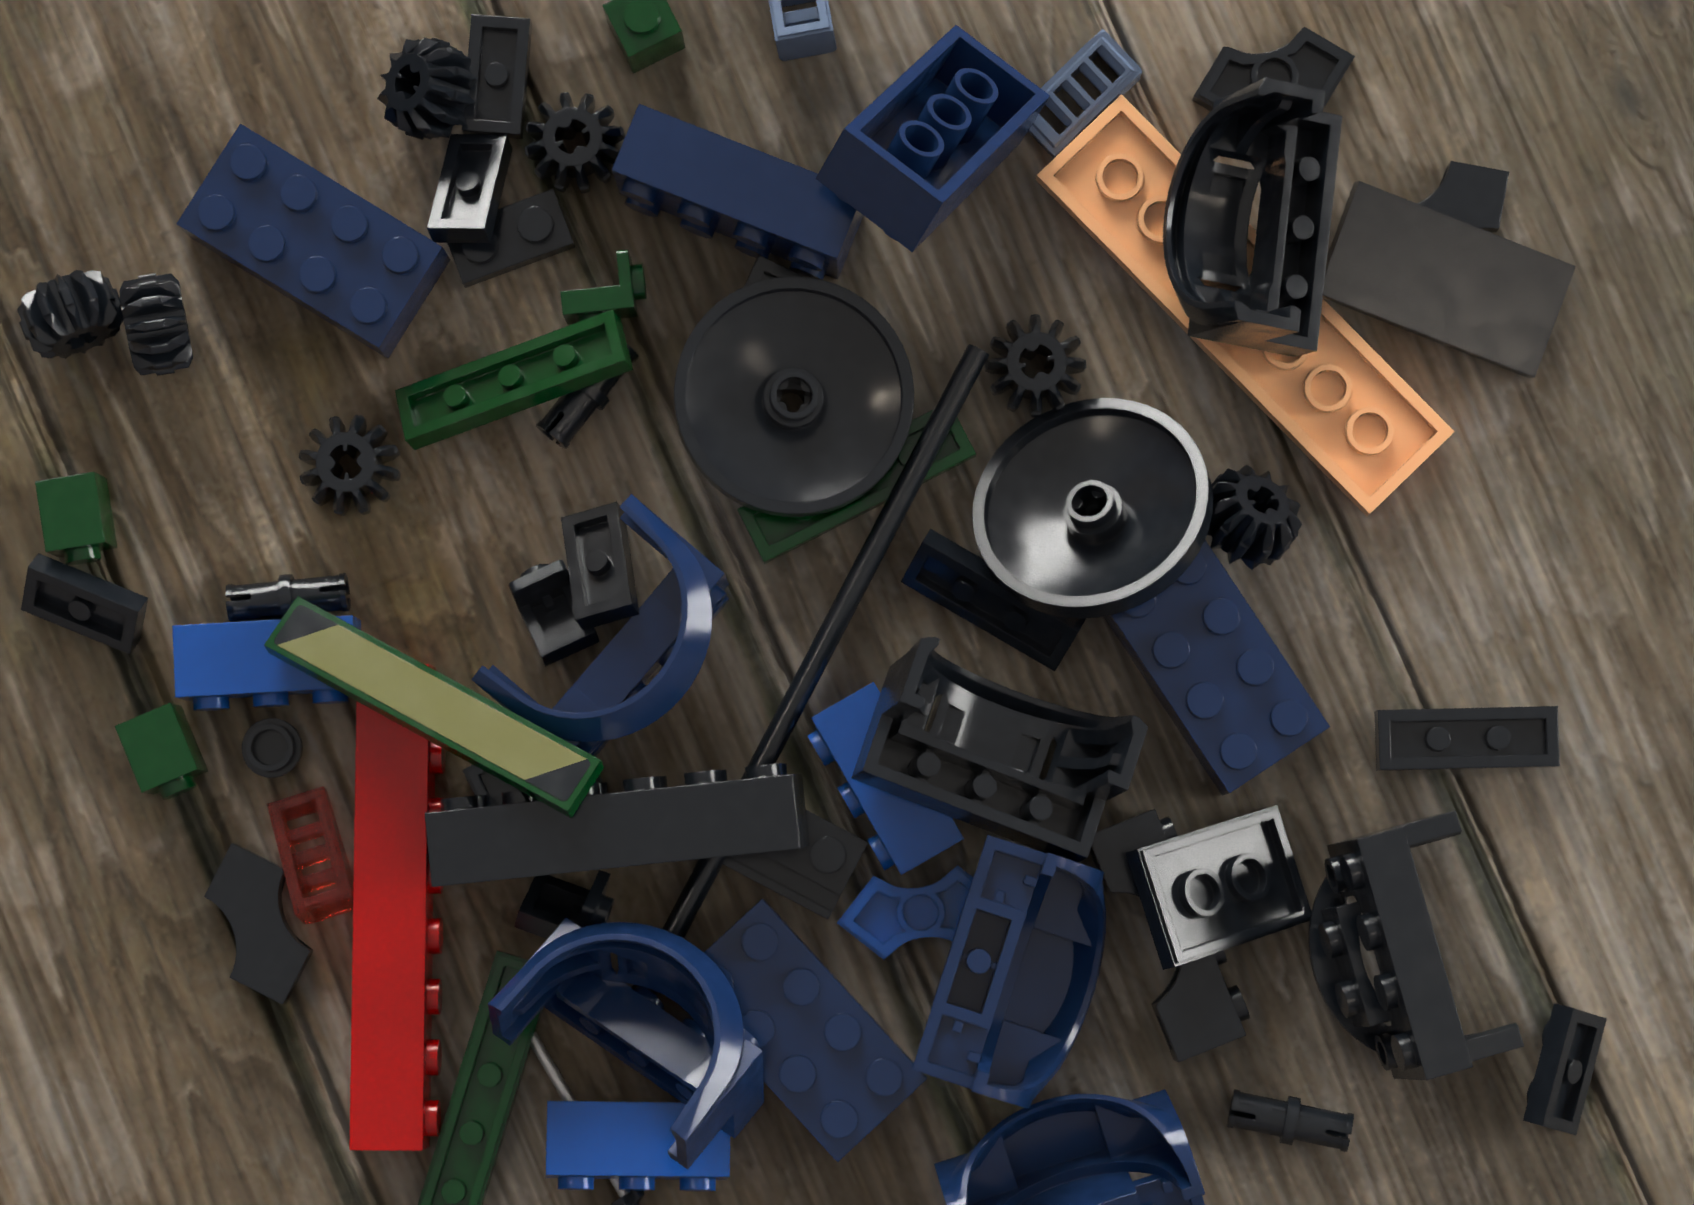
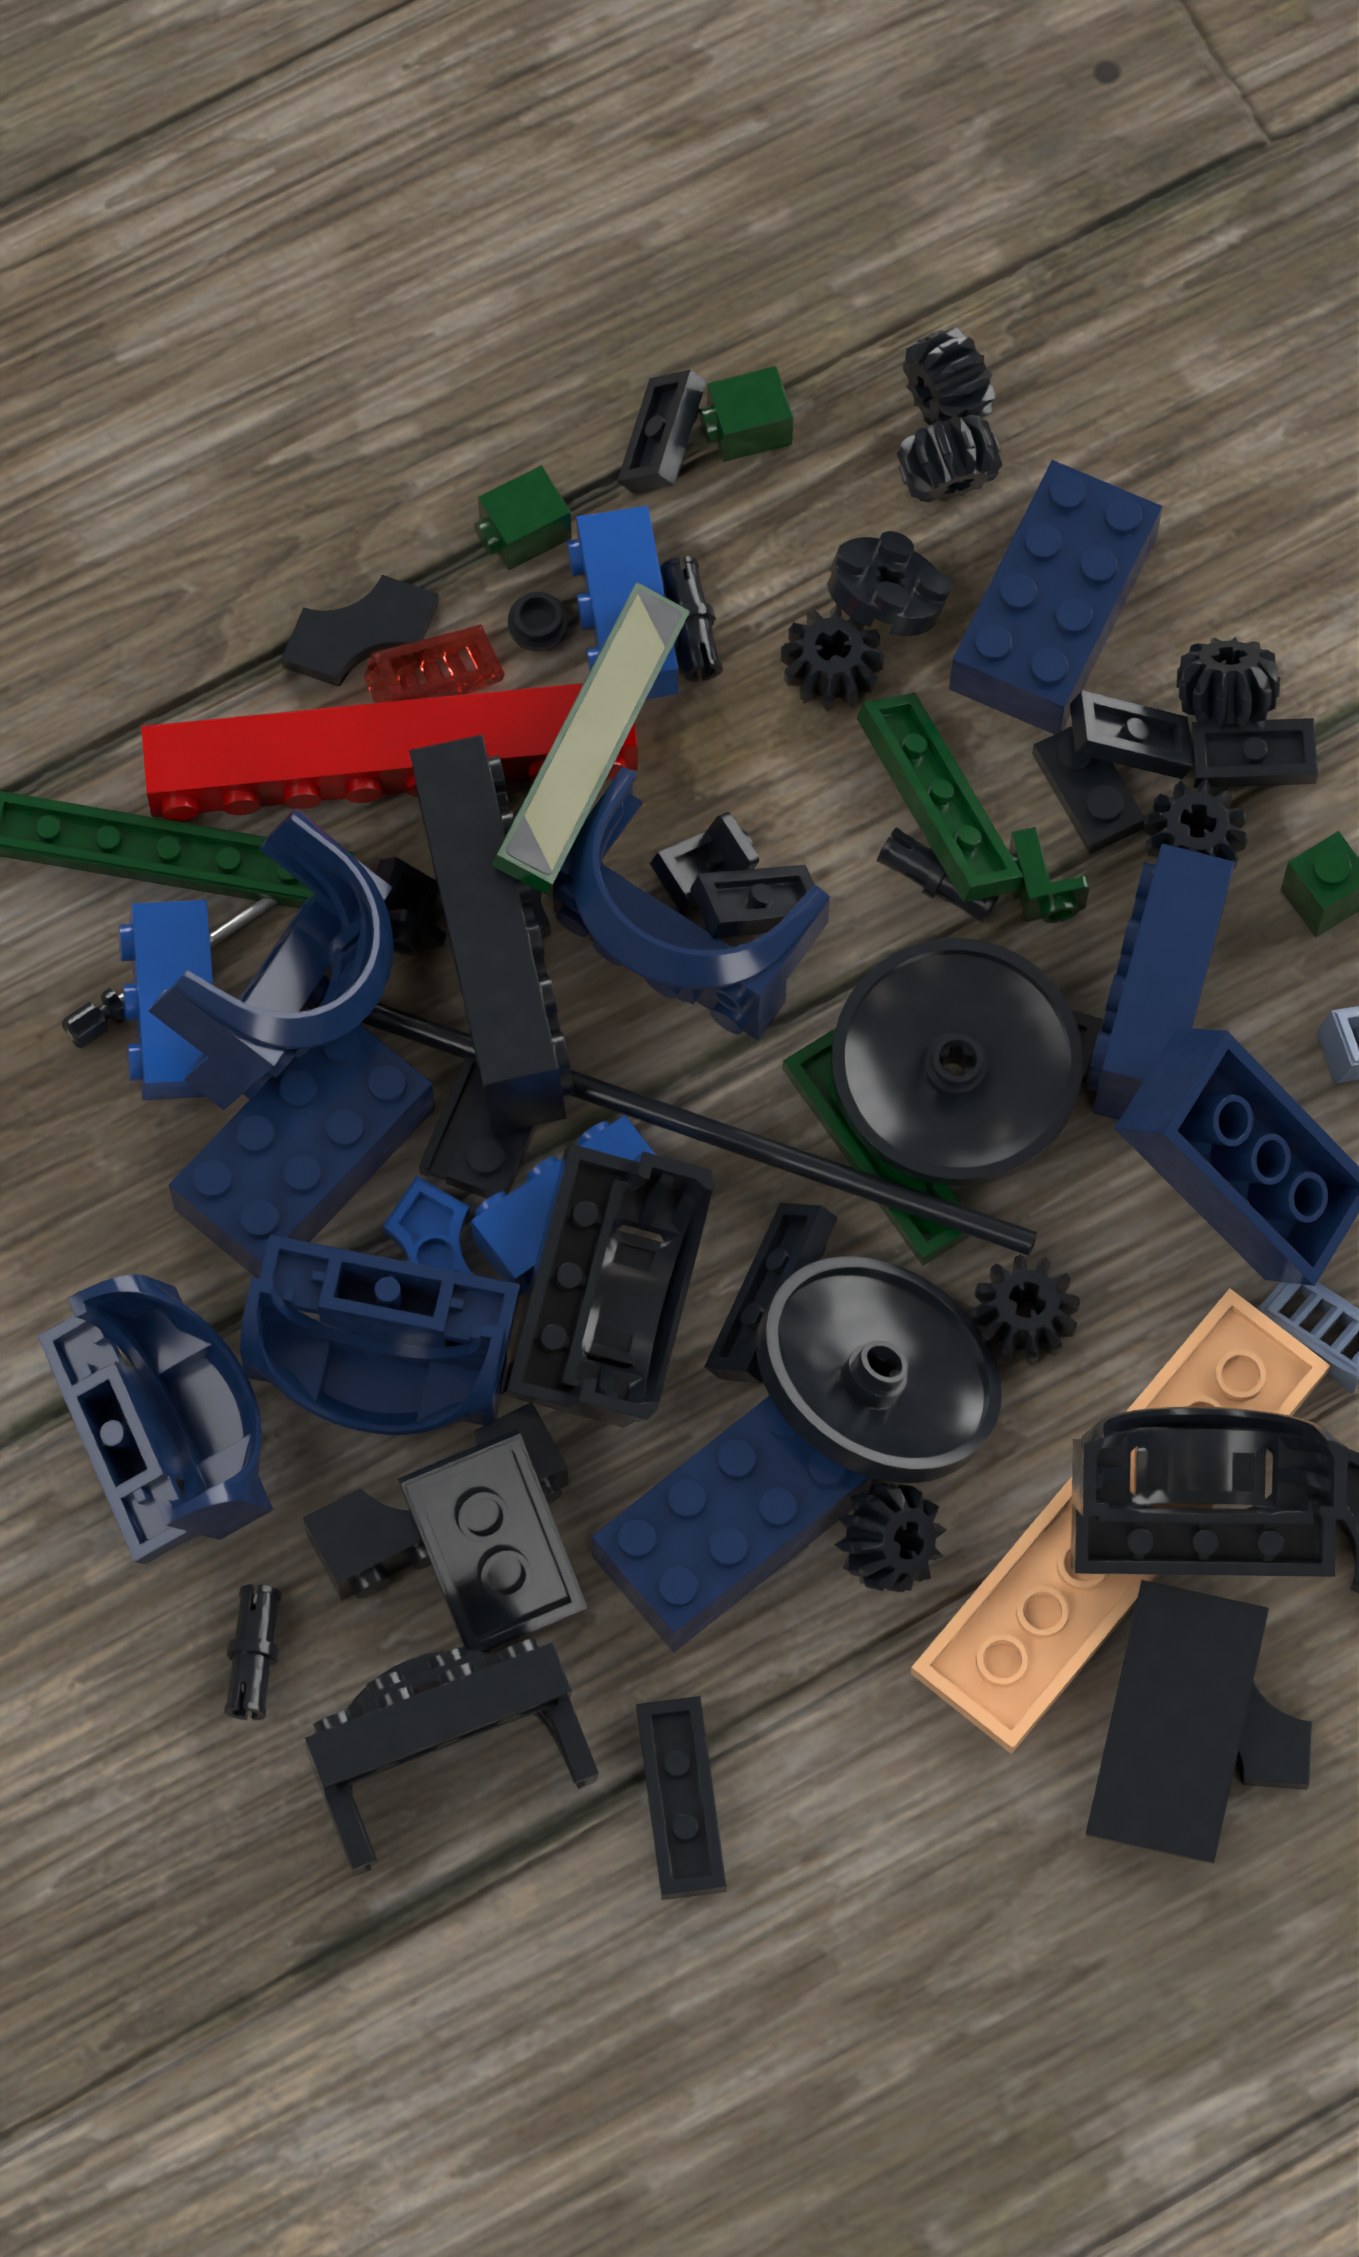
camera: 80 degrees right, 15 degrees down
(261, 386) = (888, 583): none -> black plate
(1564, 1069) = (333, 1933): black plate -> none

